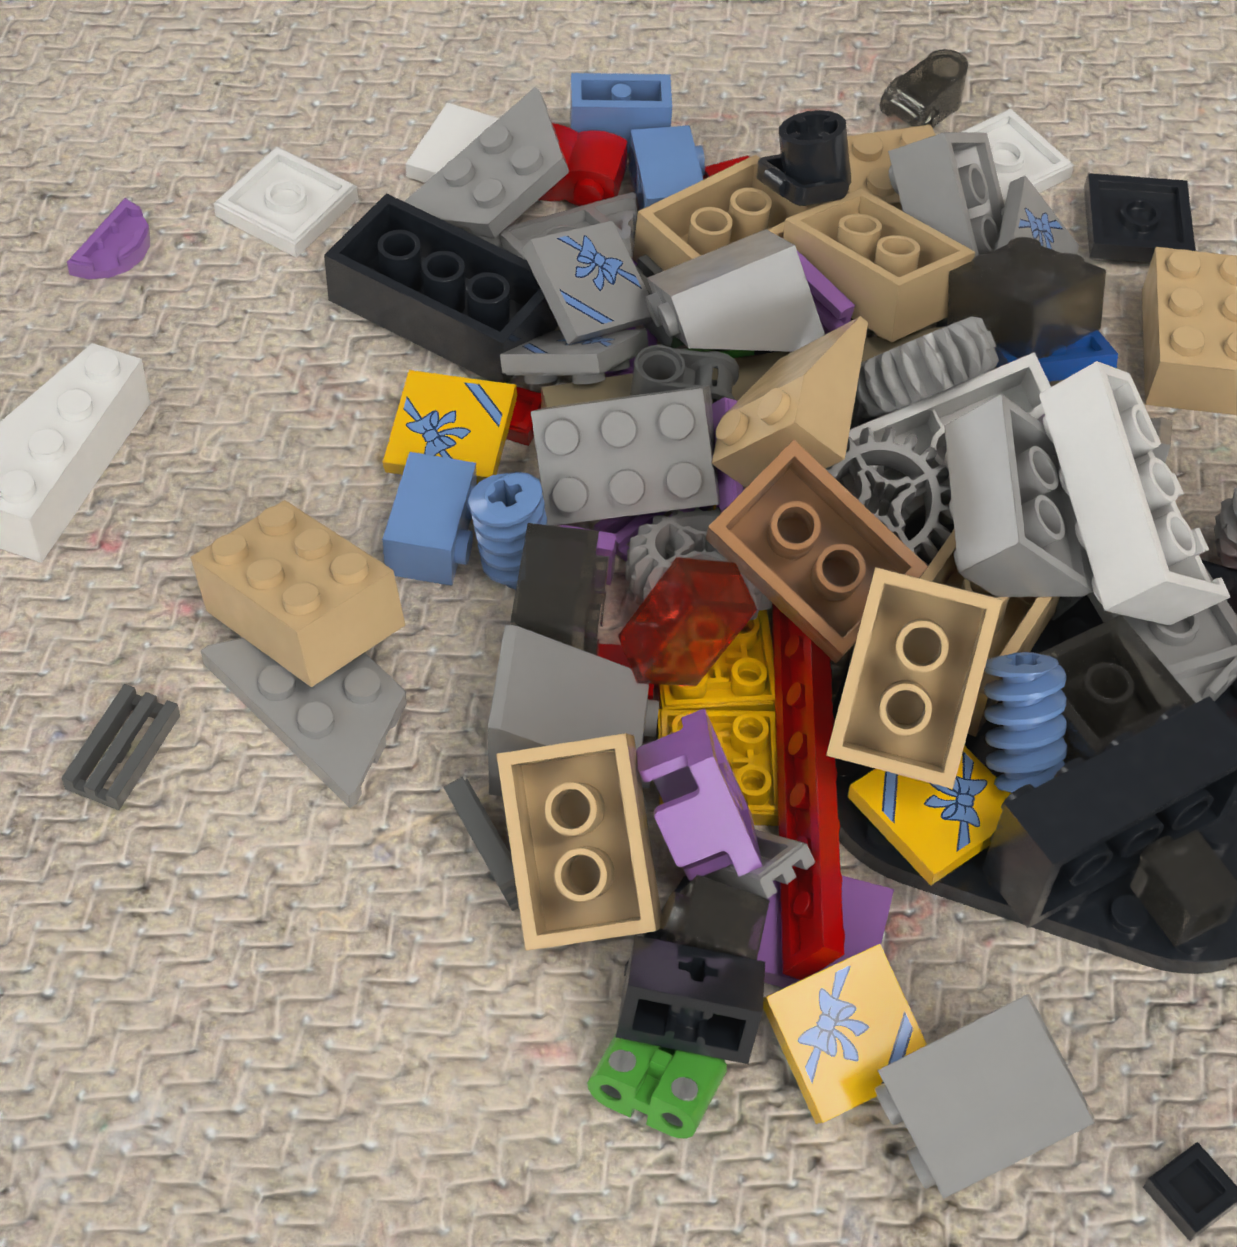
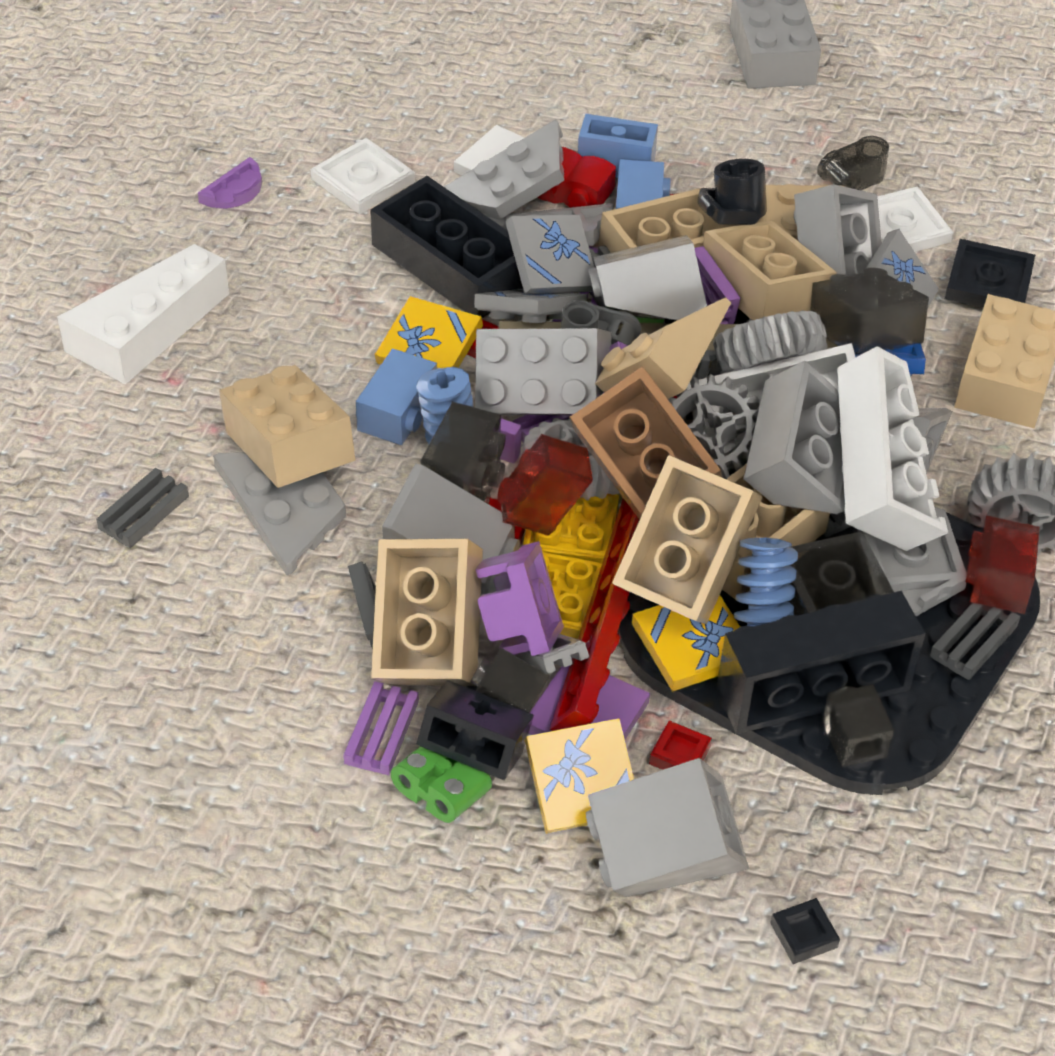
camera: 15 degrees right, 5 degrees down
(553, 965) = (391, 698): none -> medium lavender tile
(955, 963) = (679, 746): none -> red tile

